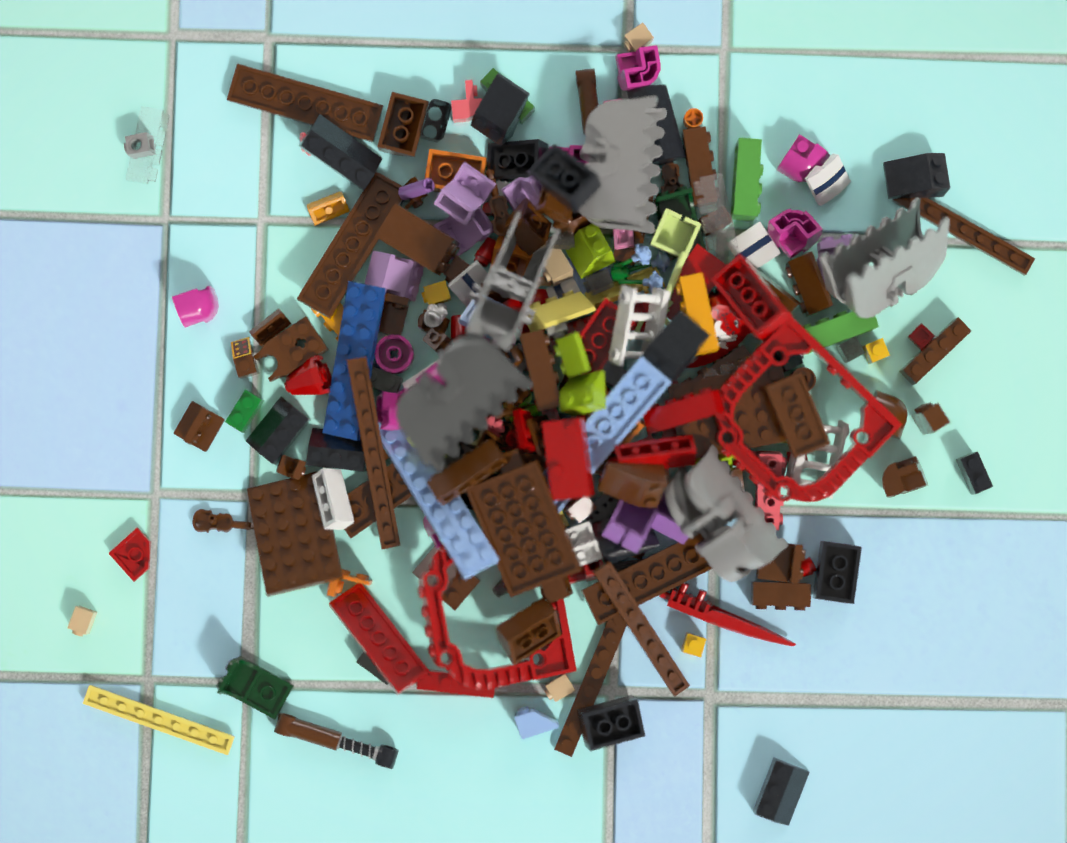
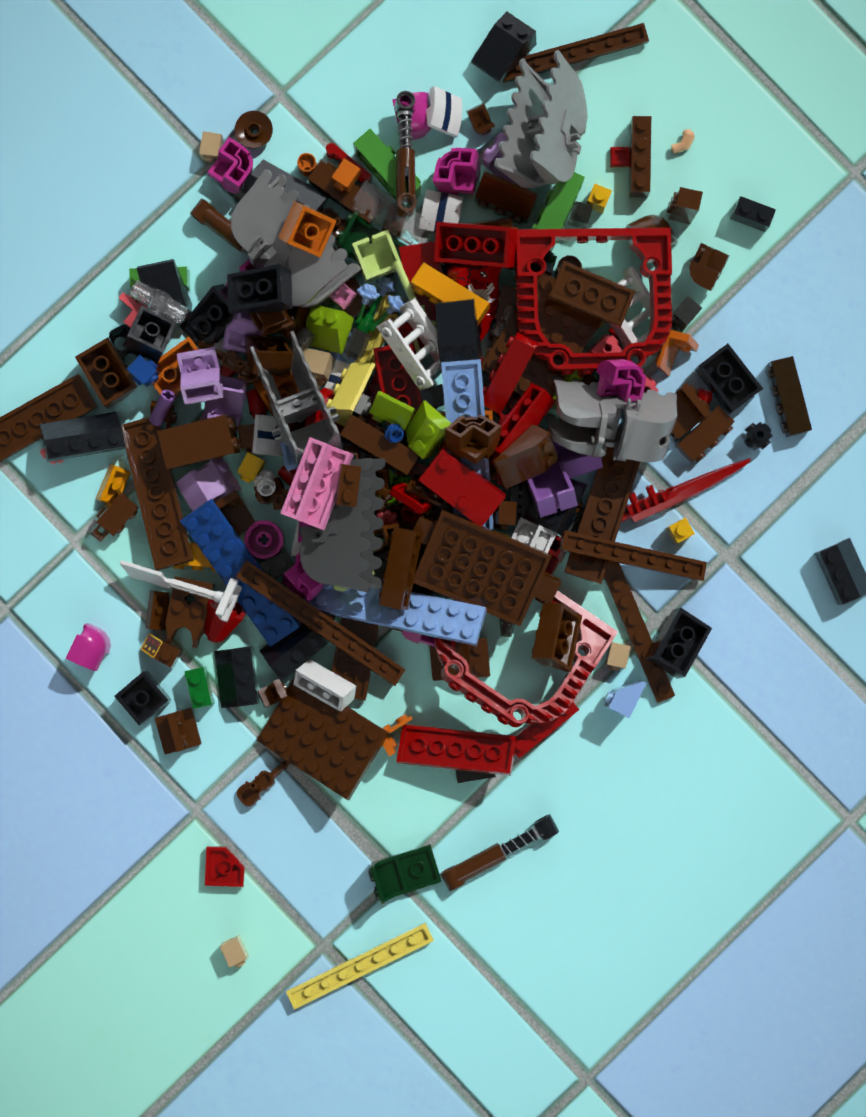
camera: 50 degrees left, 0 degrees up
(198, 378) = (143, 697): none -> black brick
(306, 230) = (114, 515): none -> reddish brown brick
(324, 370) = (225, 599): none -> white piece
(429, 151) = (144, 371): none -> blue brick
(459, 129) = (149, 334): none -> black brick
(465, 354) = (315, 484): none -> bright pink slope
(486, 377) = (348, 485): none -> reddish brown plate
(488, 113) = (158, 302): none -> clear piece
(558, 376) = (396, 436): none -> blue plate
(609, 431) = (472, 438): none -> reddish brown brick
(641, 168) = (307, 229): none -> orange slope
(682, 47) = (253, 120): none -> reddish brown dish
(710, 155) = (345, 175): none -> orange brick
(722, 147) = (335, 152): none -> red plate
(757, 496) = (621, 379): none -> dark pink brick
(766, 184) = (405, 156): none -> piece
(809, 633) = (752, 440): none -> black brick
(814, 510) = (675, 341): none -> orange bracket
(848, 210) = (480, 119): none -> reddish brown bracket
(852, 495) = (685, 314): none -> pearl dark grey brick
(868, 628) = (789, 397): none -> dark brown brick
(977, 374) = (686, 142): none -> light nougat arm

